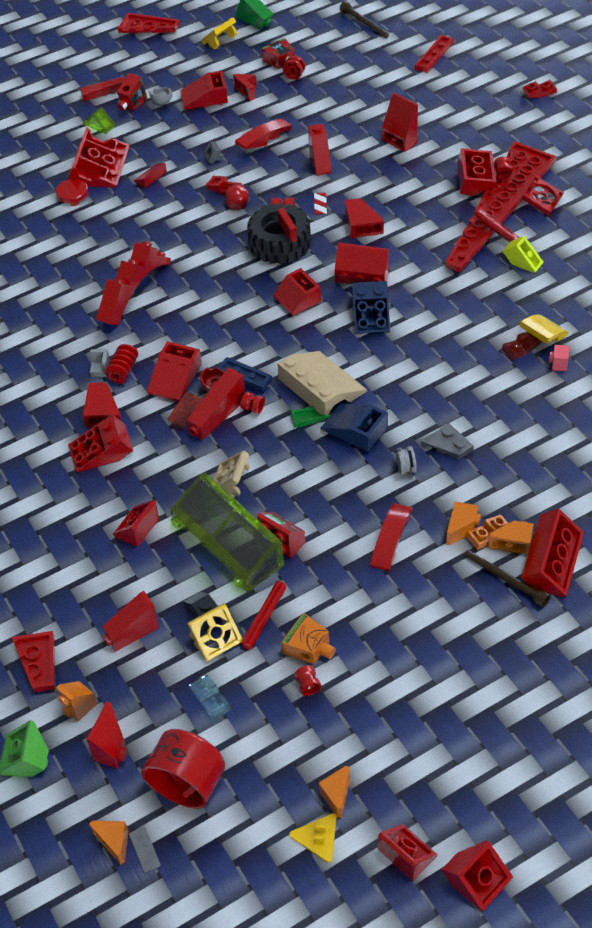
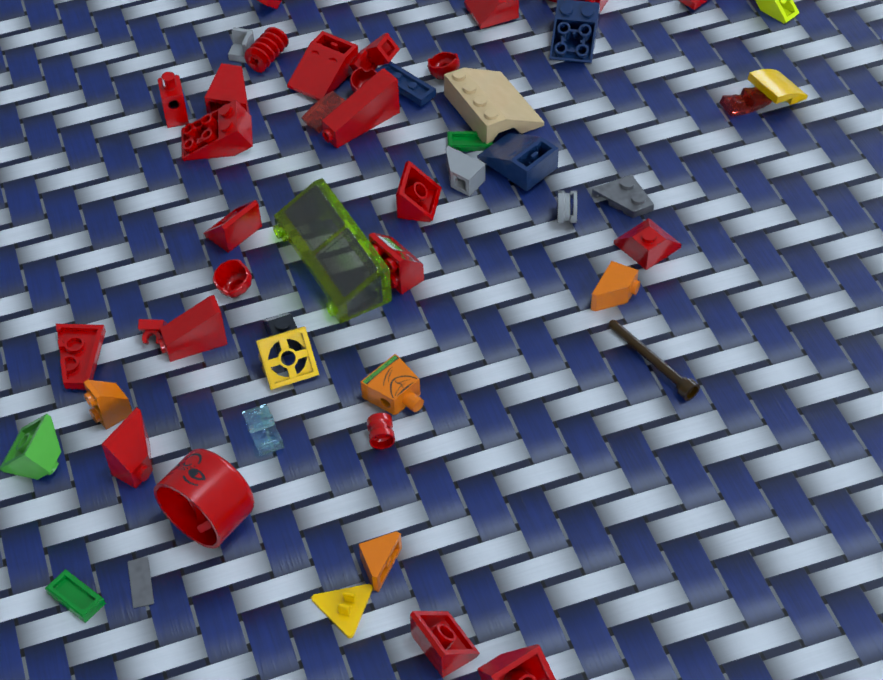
camera: 10 degrees right, 0 degrees up
(54, 414) = (170, 91): none -> red torso
(93, 872) = (75, 596): none -> green tile
(94, 625) = (150, 327): none -> red tile
(112, 836) = (108, 560): orange slope -> none
(149, 570) = (232, 278): none -> red hair
(214, 353) = (376, 54): none -> red slope
(235, 465) = (355, 186): tan piece -> none
(252, 402) = (406, 116): red wheel -> none
(263, 615) = (351, 350): red axle -> none
(272, 353) = (442, 64): none -> red hair
(282, 471) = (416, 195): none -> red slope
(313, 443) = (464, 171): none -> light grey slope
(390, 536) = (523, 288): red slope -> none
(476, 480) = (647, 244): none -> red slope
(480, 536) = (649, 303): orange slope -> none
(512, 537) = (672, 314): orange slope -> none
(553, 553) = (716, 340): red slope -> none
(559, 358) = (787, 122): coral plate -> none

